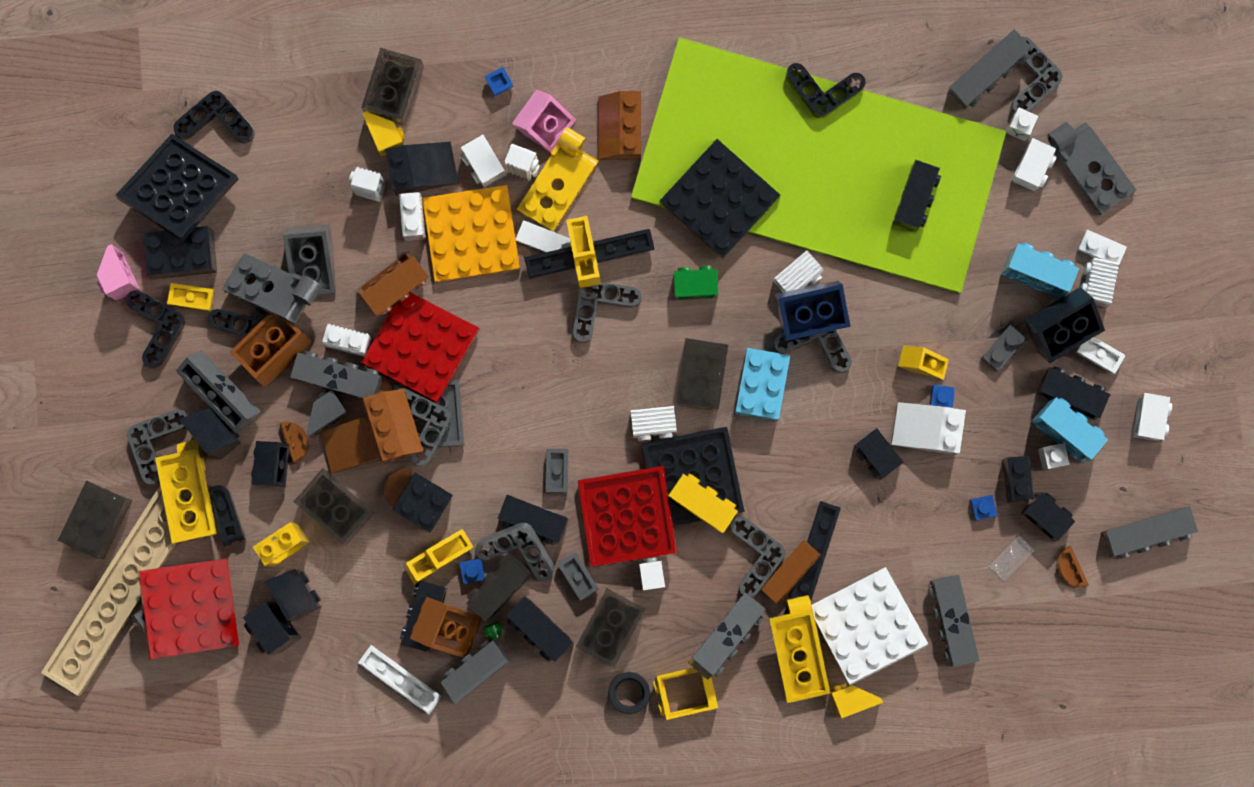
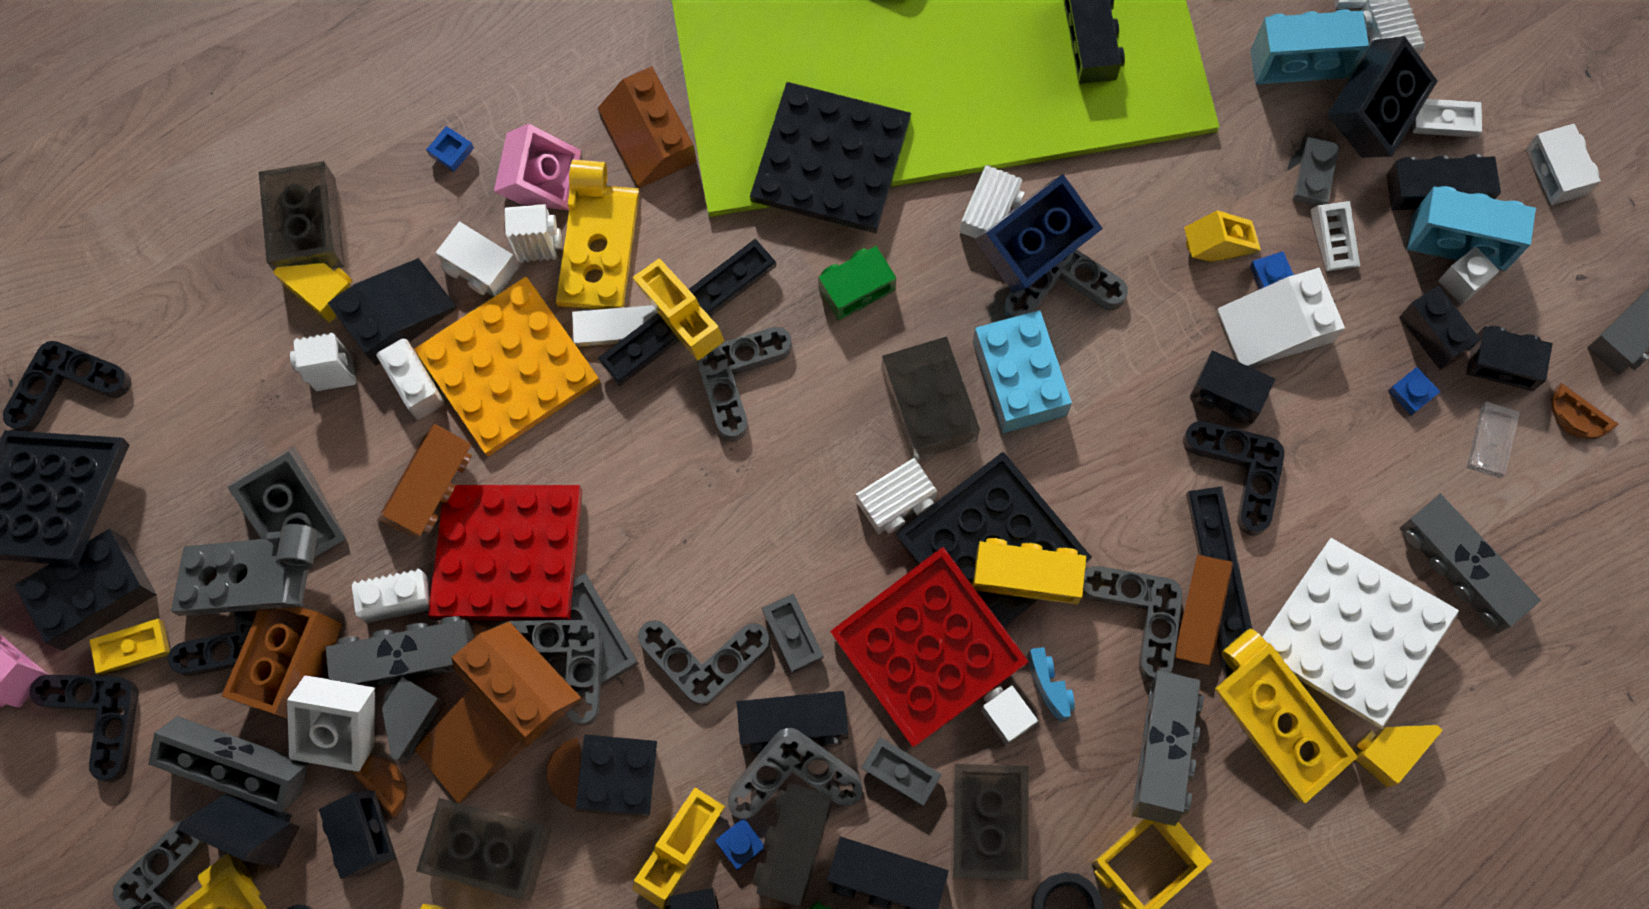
camera: 25 degrees left, 10 degrees down
(282, 397) = (331, 723): none -> white brick
(494, 464) = (697, 671): none -> dark grey beam
(683, 577) = (1053, 693): none -> dark azure slope
(867, 506) = (1256, 467): none -> black beam
(999, 396) = (1345, 223): none -> white slope

